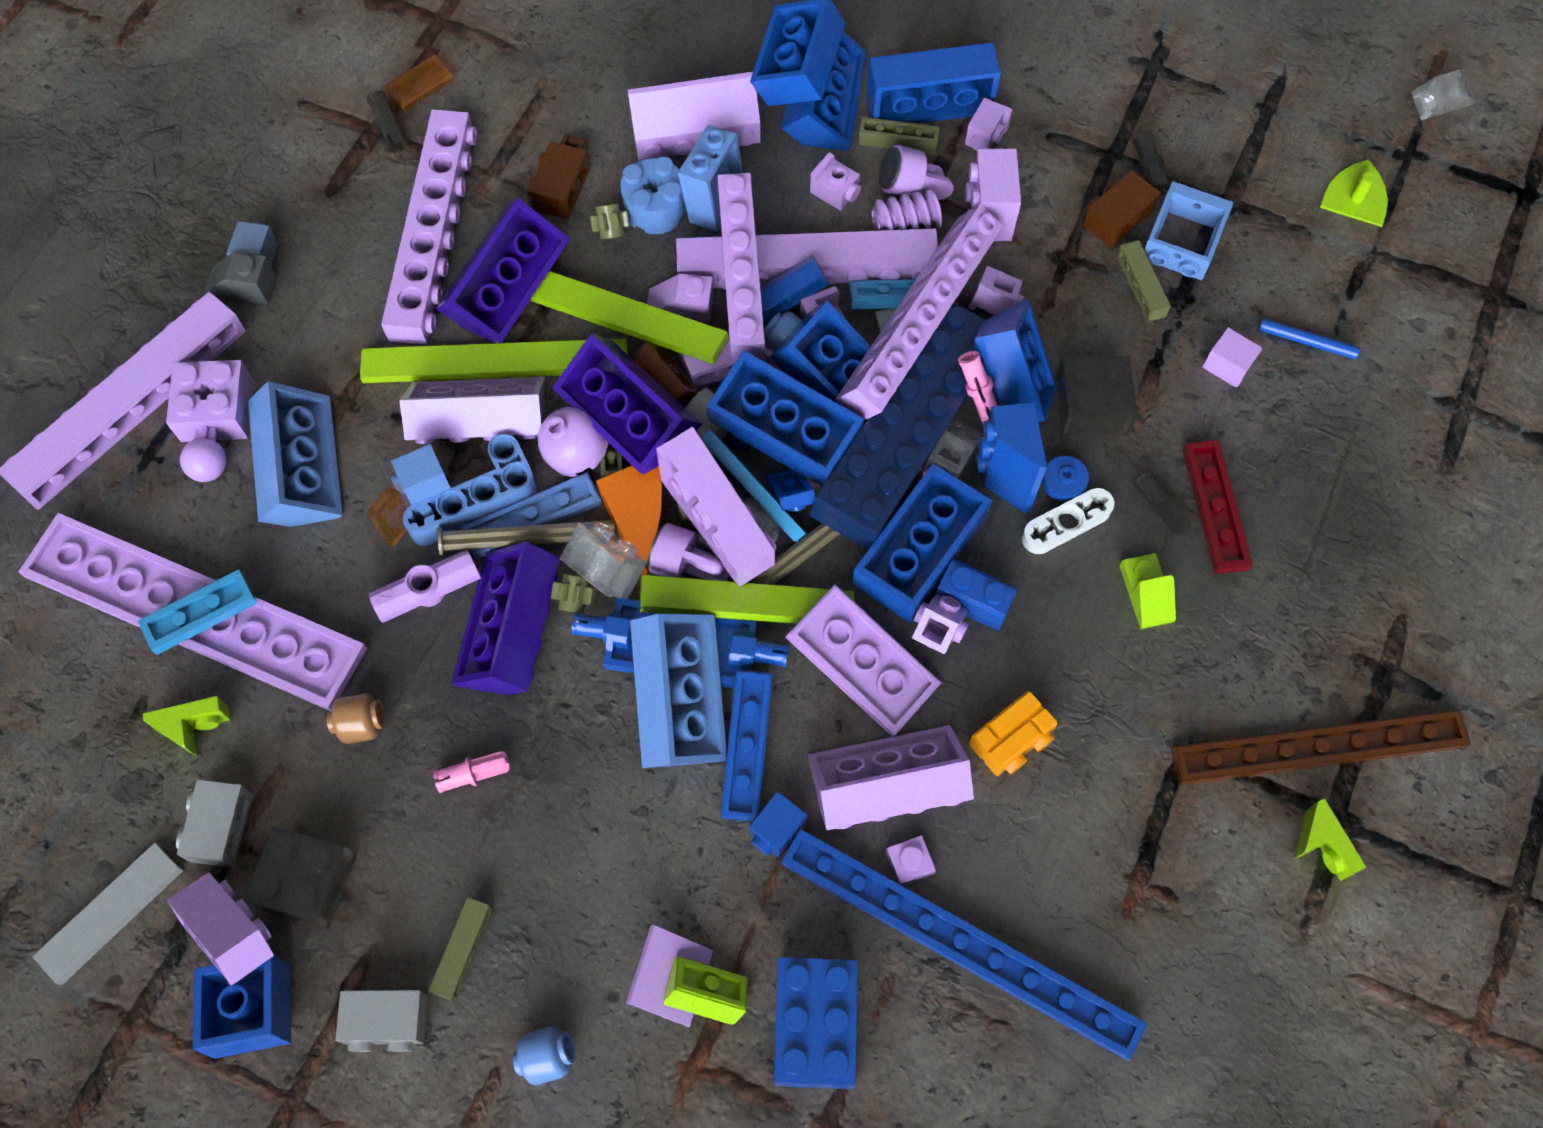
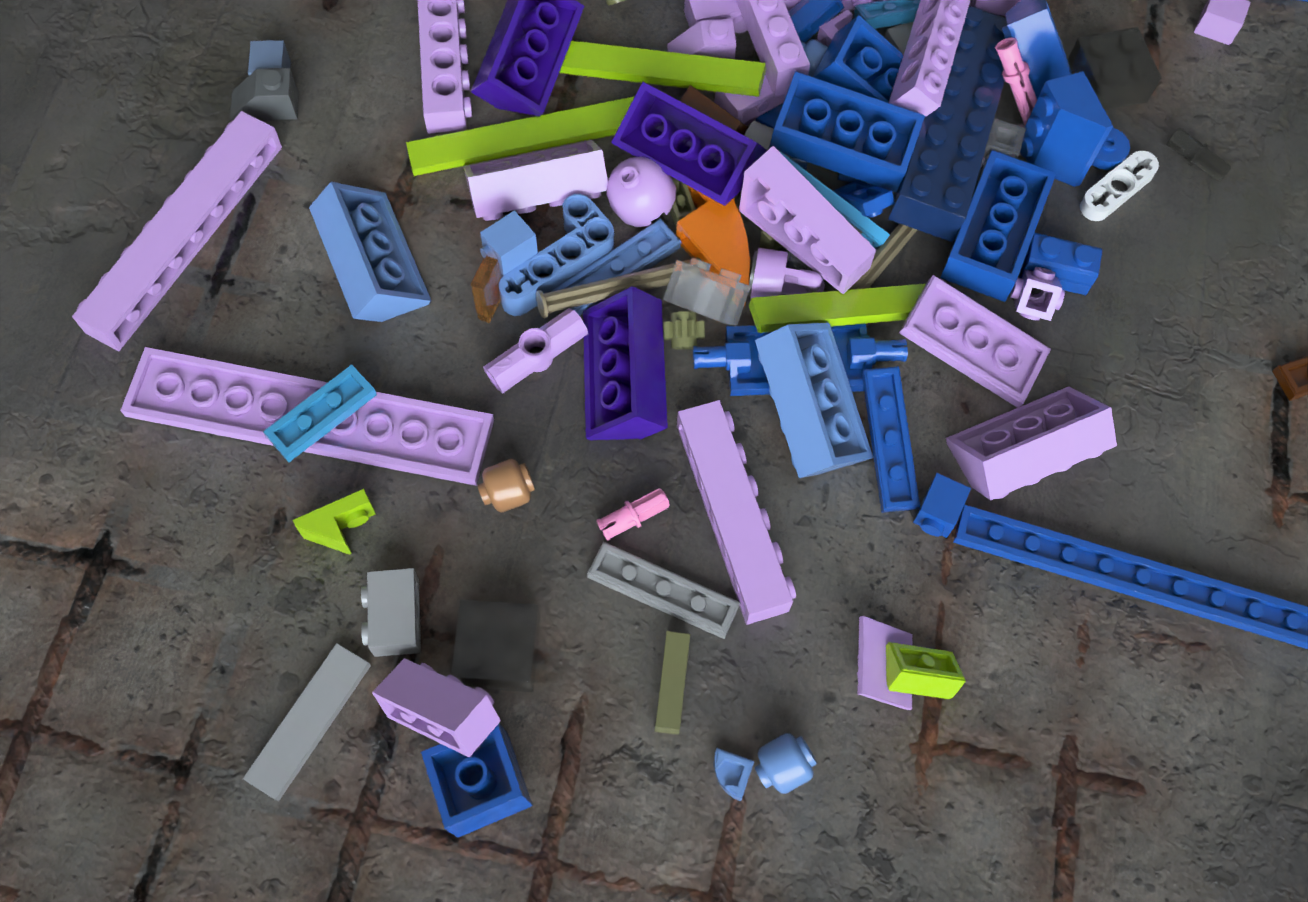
camera: 15 degrees left, 0 degrees up
(205, 406) = (271, 225): lavender brick -> none
(382, 1018) = (617, 763): light grey brick -> none
(481, 854) = (663, 590): none -> light grey tile
(494, 1052) = (732, 772): none -> medium blue tile
(569, 790) = (734, 512): none -> lavender brick
(816, 1023) = (1034, 678): blue brick -> none
(910, 860) = (1071, 514): lavender plate -> none
(1014, 734) = (1133, 381): light orange brick -> none
(1149, 590) = (1213, 236): slope -> none
(1217, 507) = (1249, 149): dark red plate -> none

